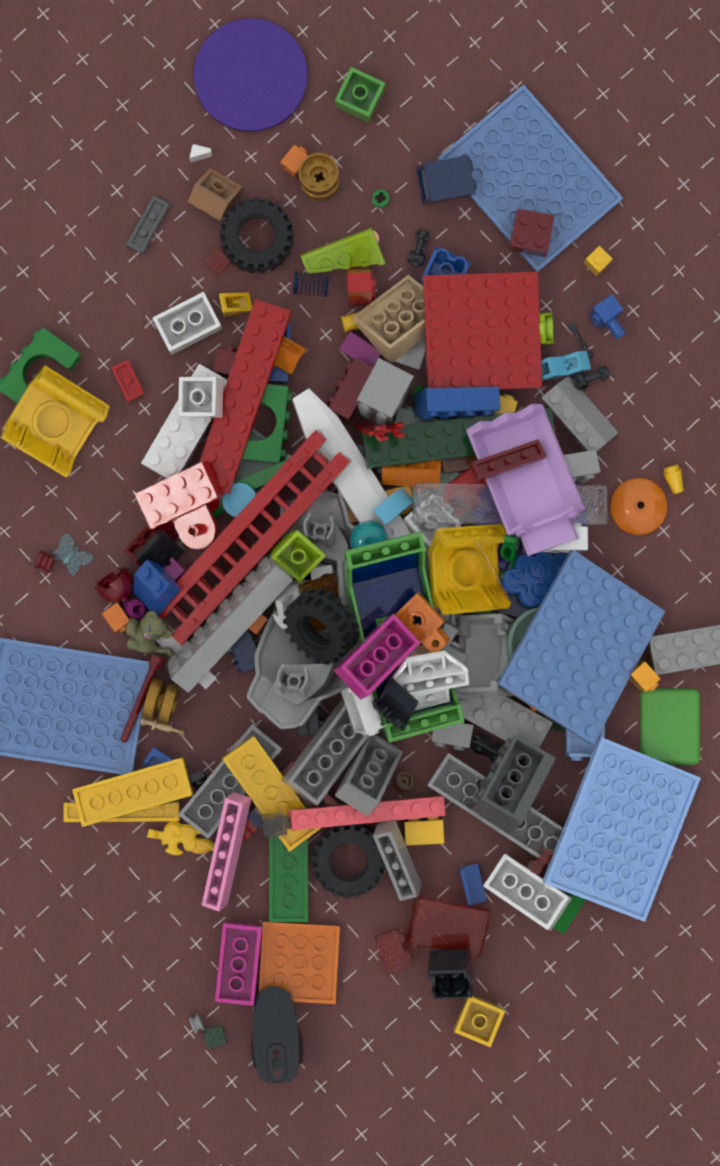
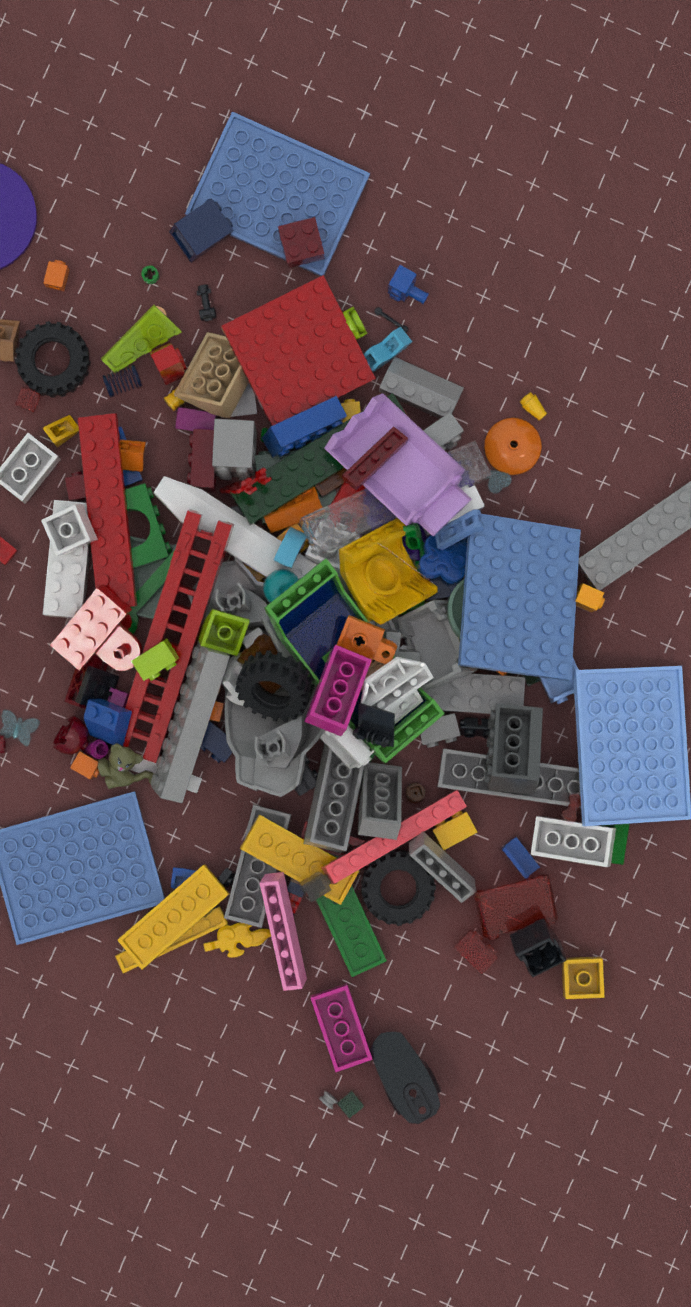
camera: 20 degrees left, 0 degrees up
(154, 663) = (140, 790): dark red piece -> none
(155, 724) = (170, 845): tan piece -> none
(164, 702) = (163, 822): pearl gold wheel -> none
(223, 552) = (155, 660): none -> lime brick
(238, 499) = (146, 606): medium azure piece -> none
(300, 960) = (396, 998): orange plate -> none
(314, 168) = (78, 272): pearl gold wheel -> none
(360, 94) = (87, 188): bright green brick -> none
(445, 263) = (236, 305): blue piece -> none
(554, 560) = (459, 529): none -> medium blue plate
(581, 380) = (408, 356): black bar -> none
(598, 260) = (373, 240): yellow brick -> none
(610, 532) = (498, 481): none -> clear light blue tile
(670, 725) = (633, 631): bright green piece -> none

